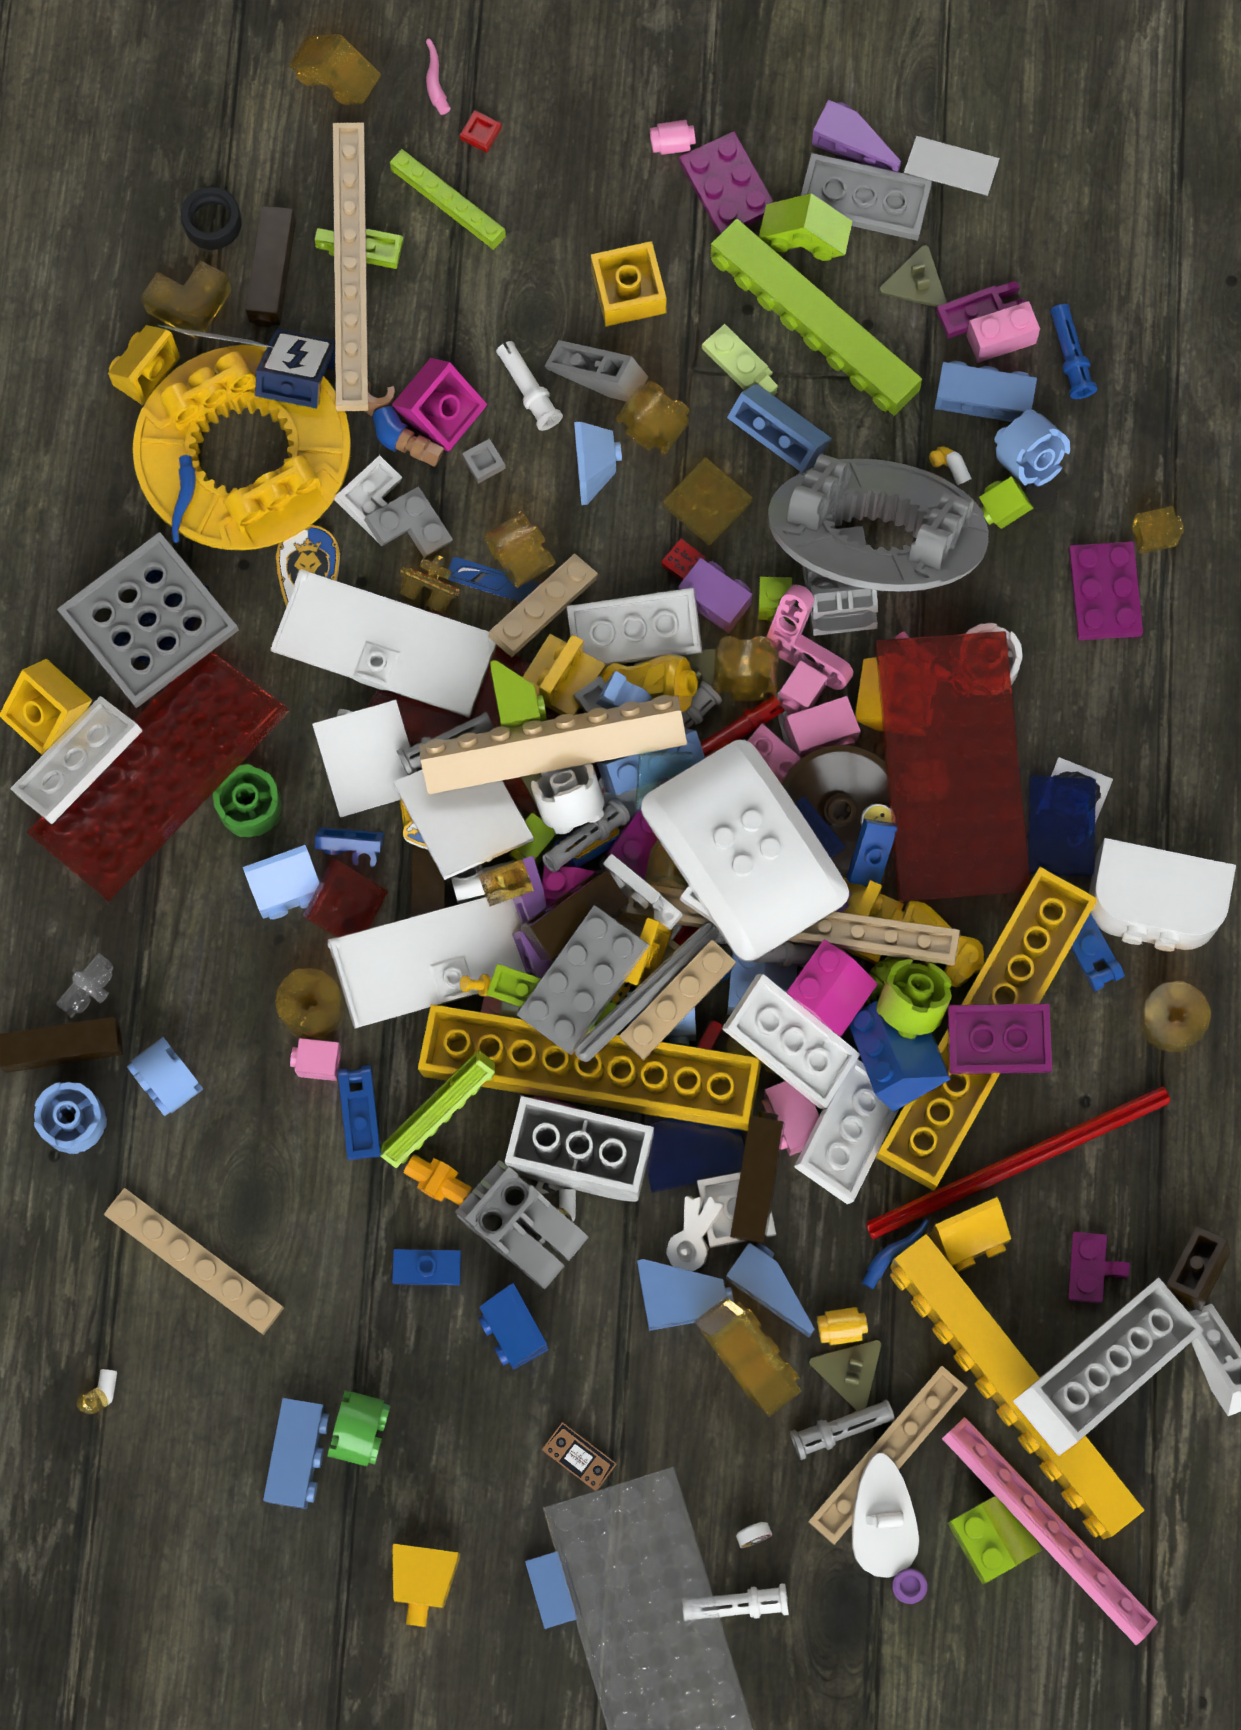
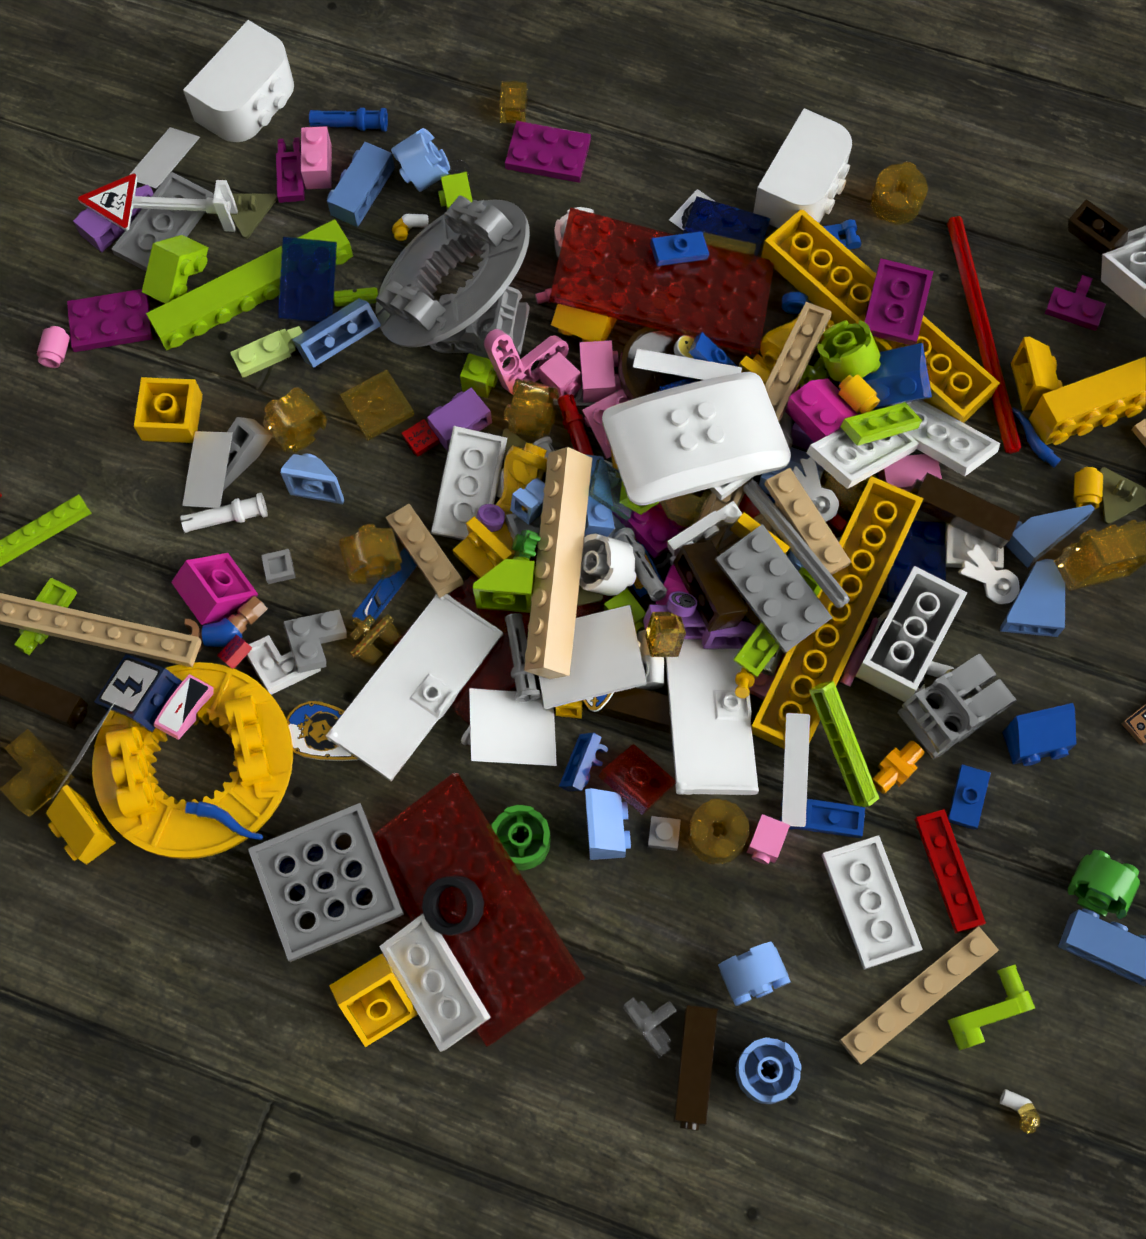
camera: 75 degrees left, 5 degrees down
(141, 734) = (432, 910): none -> black tyre
(170, 1316) = (967, 1026): none -> lime beam
(278, 1186) = (871, 902): none -> white plate
(289, 415) = (182, 707): none -> slope
(298, 951) = (664, 833): none -> light grey plate
(335, 1262) = (950, 871): none -> red plate
(368, 447) = (234, 651): none -> red tile
(395, 1064) = (796, 769): none -> white sticker
(542, 889) = (681, 604): none -> medium lavender tile
(564, 703) = (525, 544): none -> bright green plate
(571, 348) = (207, 469): none -> white sticker
(595, 661) = (491, 517): none -> medium lavender tile
(716, 1010) = (823, 499): none -> white piece
(827, 1053) = (880, 423): none -> lime plate
(832, 373) = (306, 279): none -> clear blue plate
(836, 430) = (346, 297): none -> lime piece
(842, 819) = (682, 365): none -> white sticker
(858, 1020) = (858, 394): none -> yellow brick
(867, 136) = (118, 200): none -> white piece
(984, 929) = (794, 302): none -> blue tile
(993, 770) = (679, 248): none -> blue plate
(1028, 830) = (730, 244): none -> clear yellow tile
(1069, 218) = (241, 85): none -> white brick

